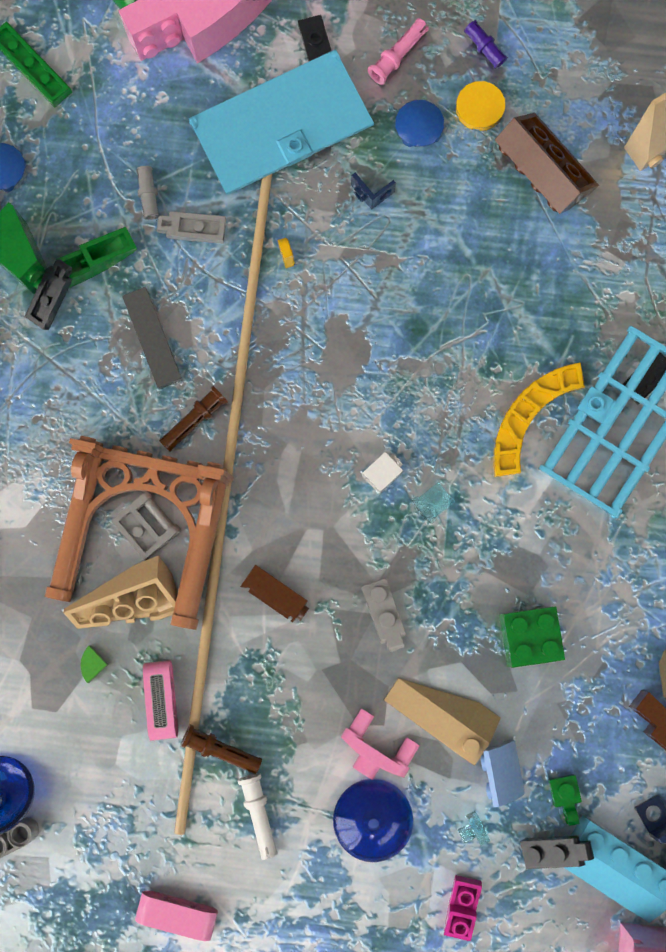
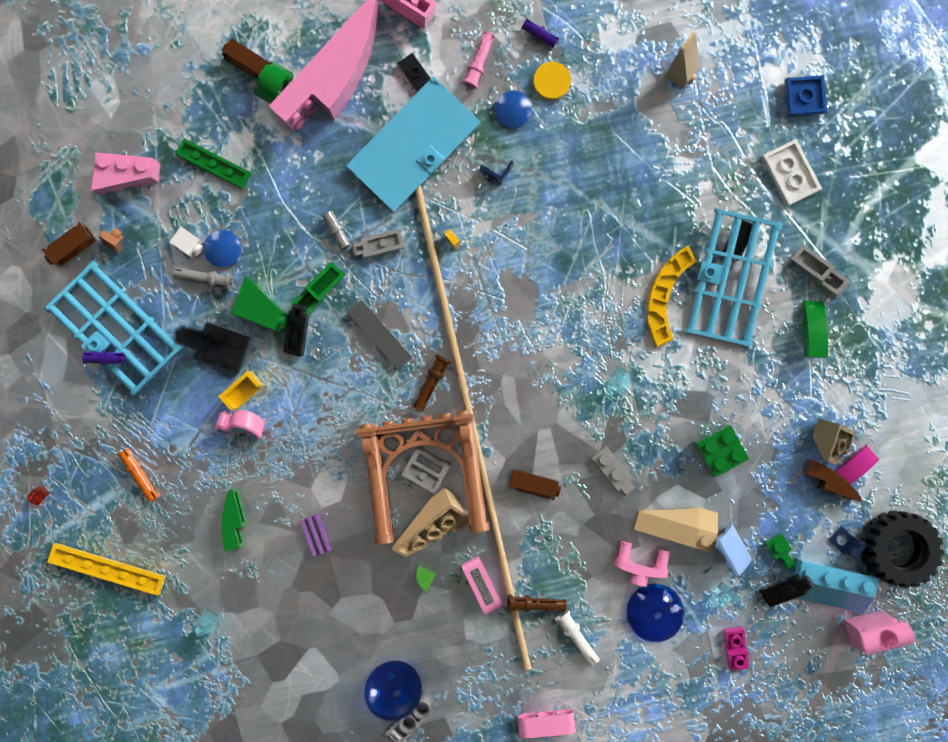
camera: 20 degrees left, 5 degrees up
(383, 472) = (578, 373): white brick -> none
(545, 162) = (614, 107): slope -> none

